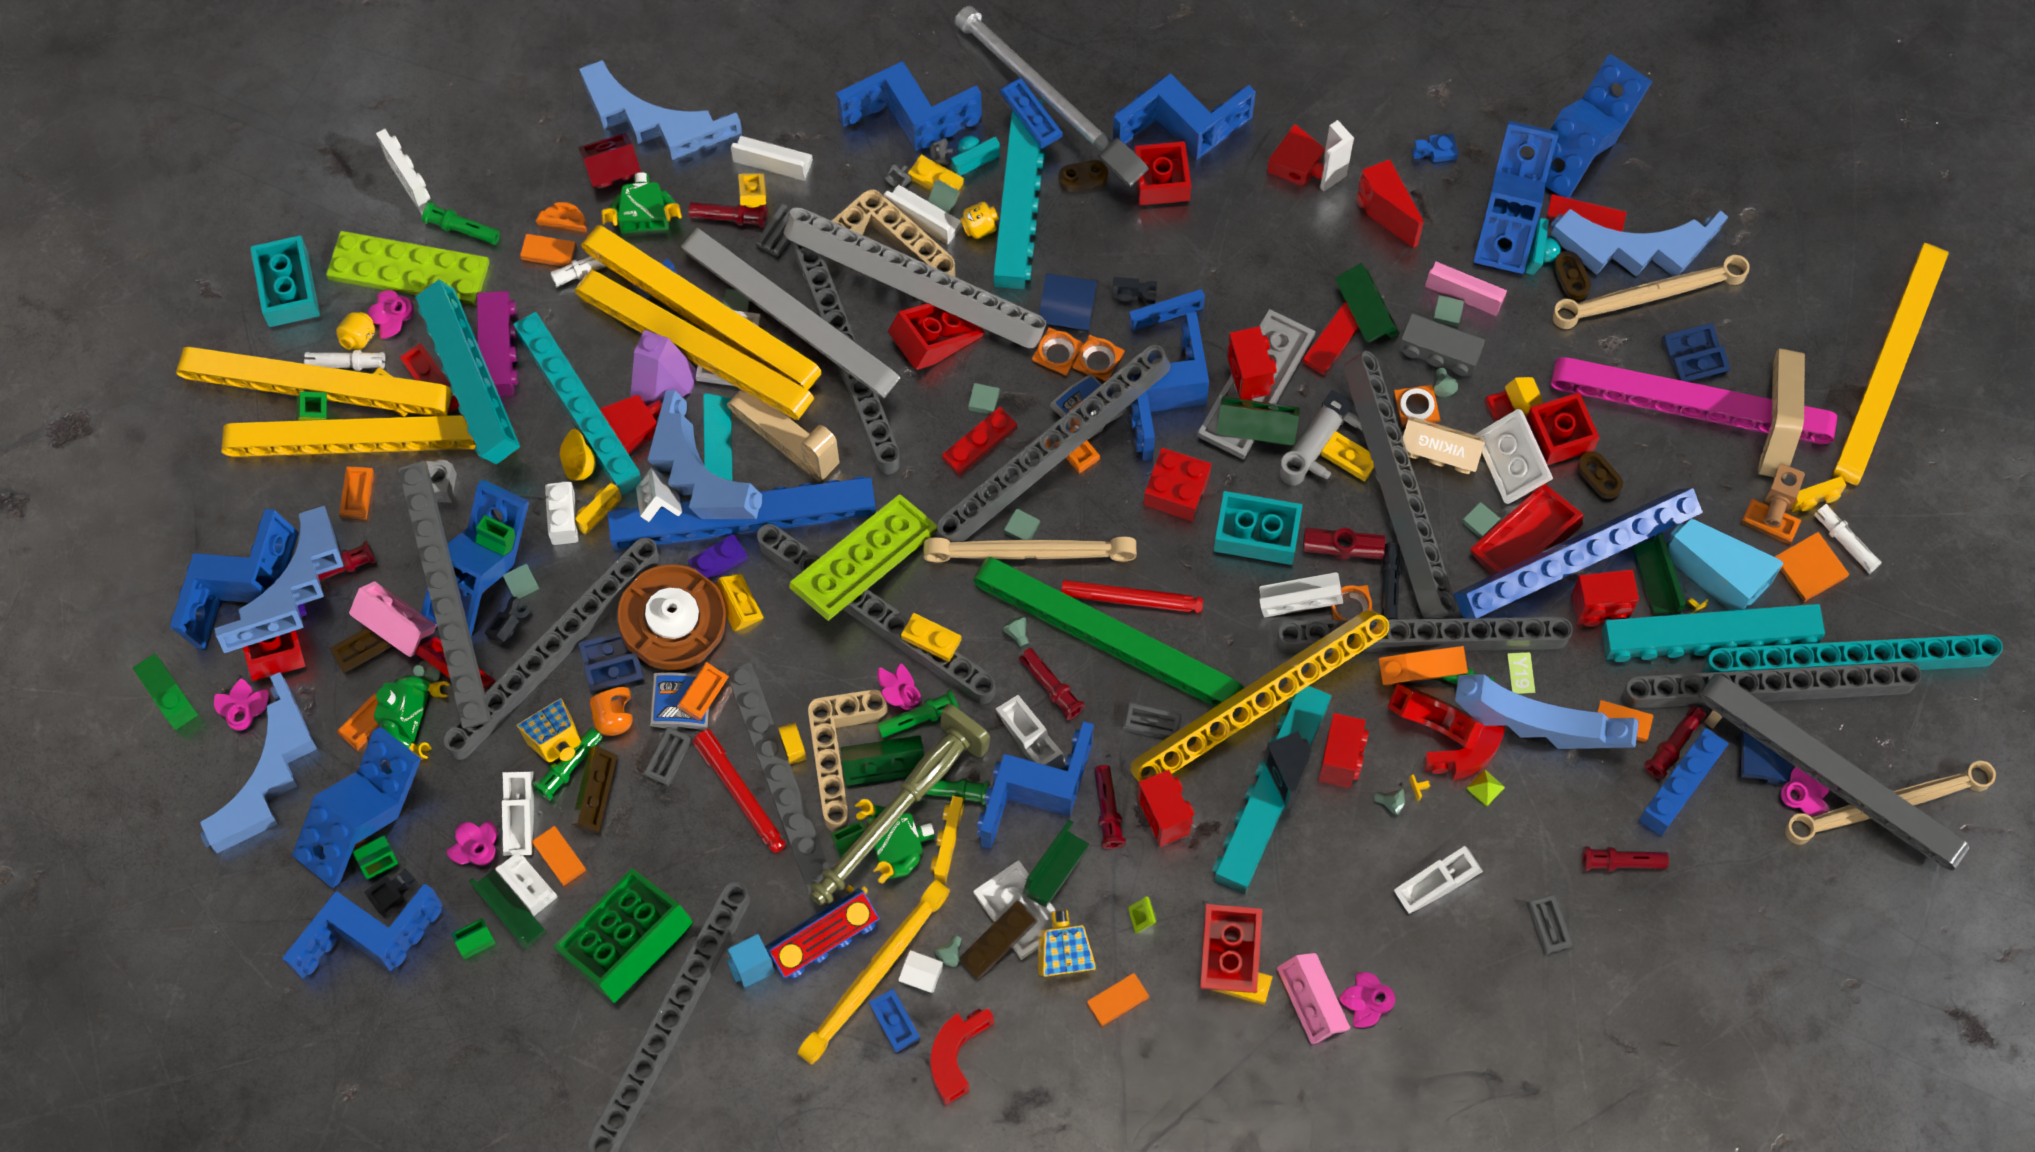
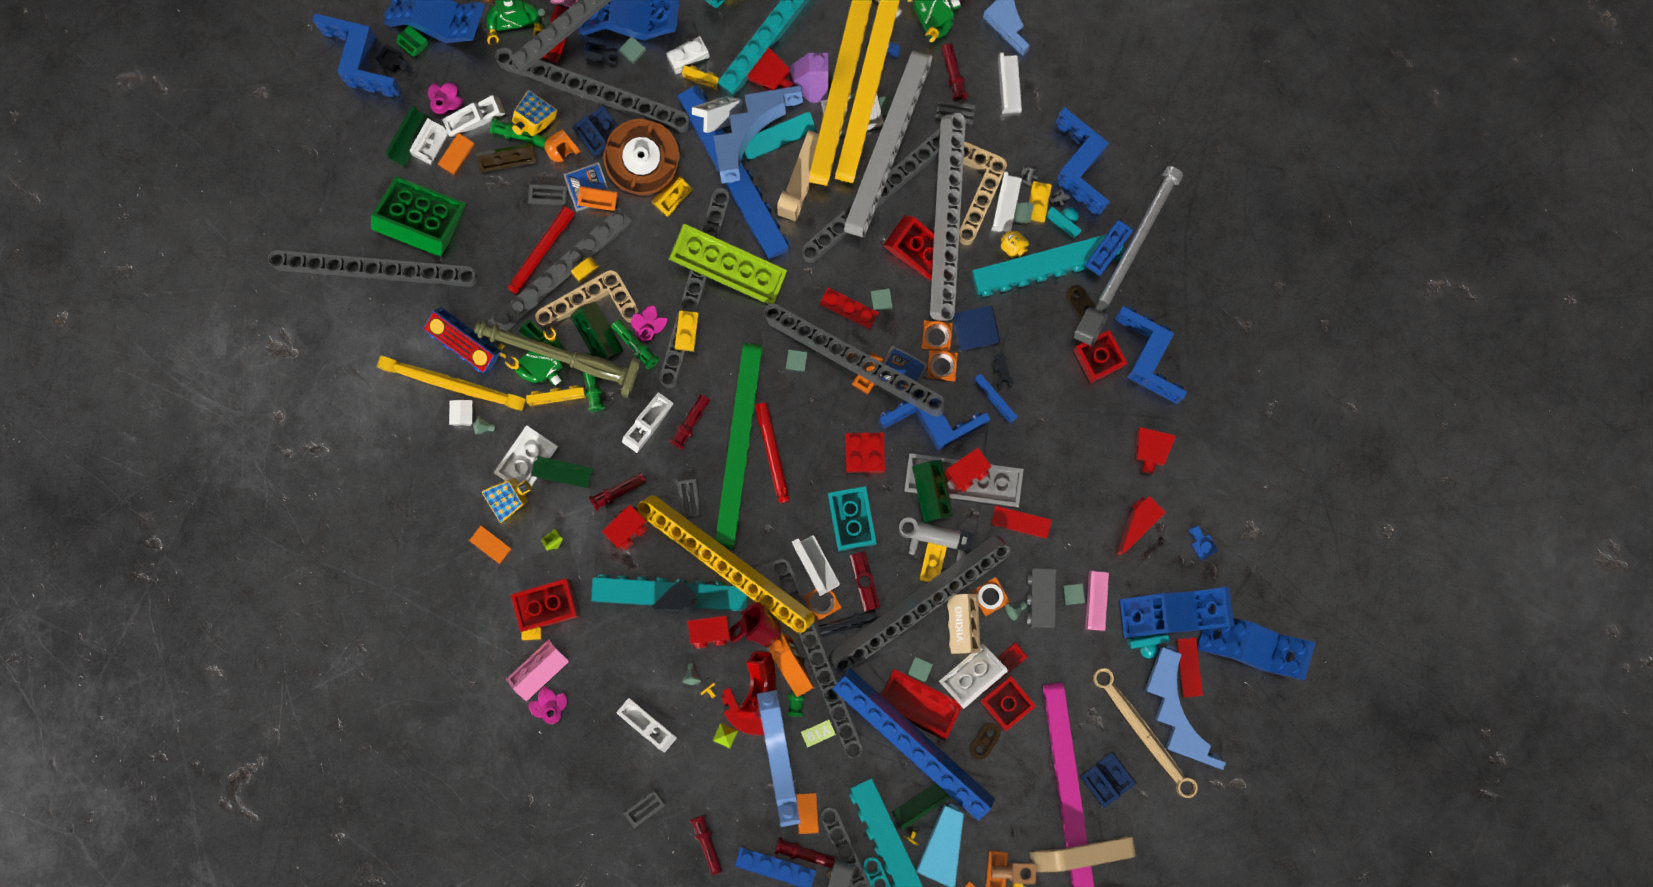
camera: 65 degrees right, 15 degrees up
(473, 938) = (381, 124): green piece -> none
(495, 535) = (649, 12): green piece -> none
(576, 457) = (731, 48): yellow cap -> none
(719, 558) = (697, 170): dark purple plate -> none
(749, 961) = (424, 301): dark azure brick -> none
(752, 189) = (975, 80): yellow plate -> none
(894, 1020) = (424, 408): blue plate -> none
(954, 1033) = (408, 449): red arch -> none
(998, 940) = (499, 453): dark brown plate -> none
(1017, 629) = (720, 385): sand green rock -> none
(1035, 785) = (610, 438): blue bracket -> none
(1118, 549) = (777, 366): tan piece -> none
(1336, 155) = (1156, 477): white panel -> none
(1356, 678) = (756, 626): none -> dark red container
(1366, 303) = (1055, 535): dark green panel -> none
(1523, 394) = (1025, 669): yellow piece -> none
(1572, 277) = (1135, 673): dark brown plate -> none
(1604, 597) = (888, 772): red brick -> none

